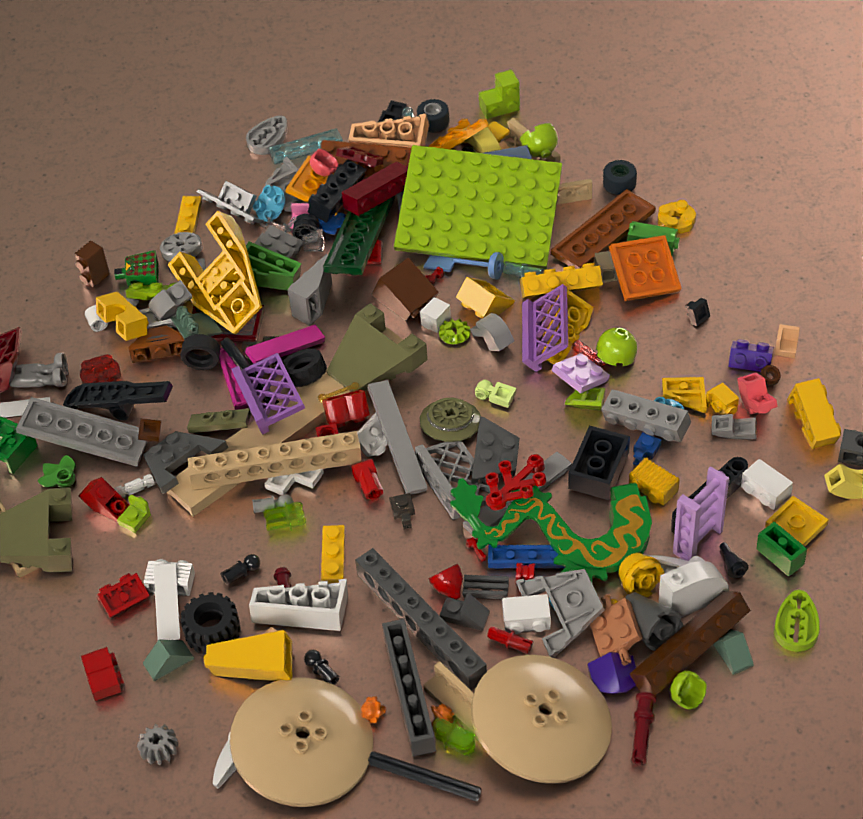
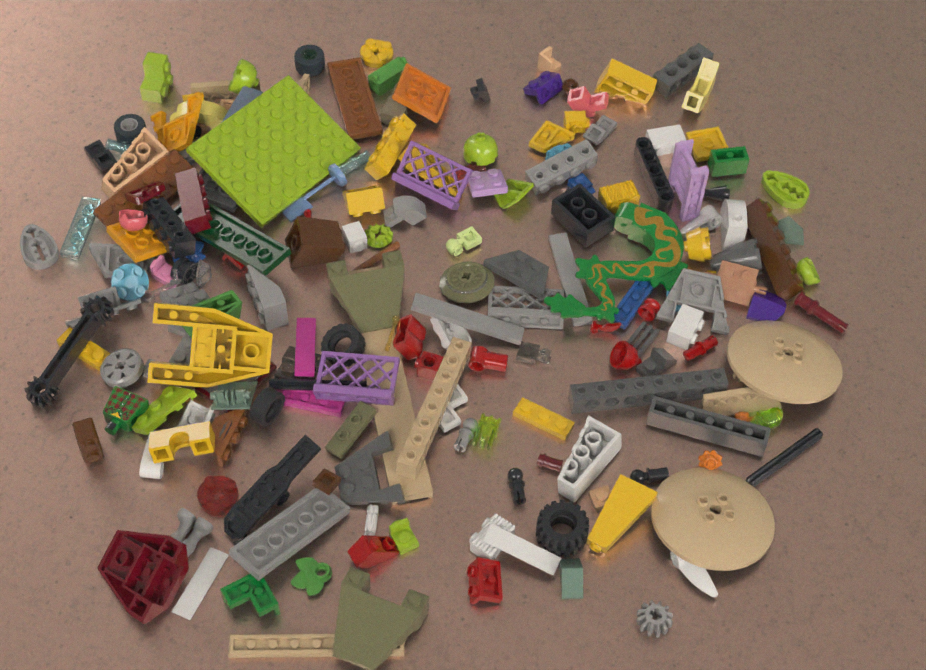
camera: 65 degrees left, 5 degrees up
(101, 673) = (558, 630): red brick -> none
(130, 213) = (69, 351): none -> black arm
(167, 301) = (199, 400): light grey brick -> none
(437, 345) = (370, 262): none -> dark orange bar
(497, 499) = (578, 286): red plant -> none

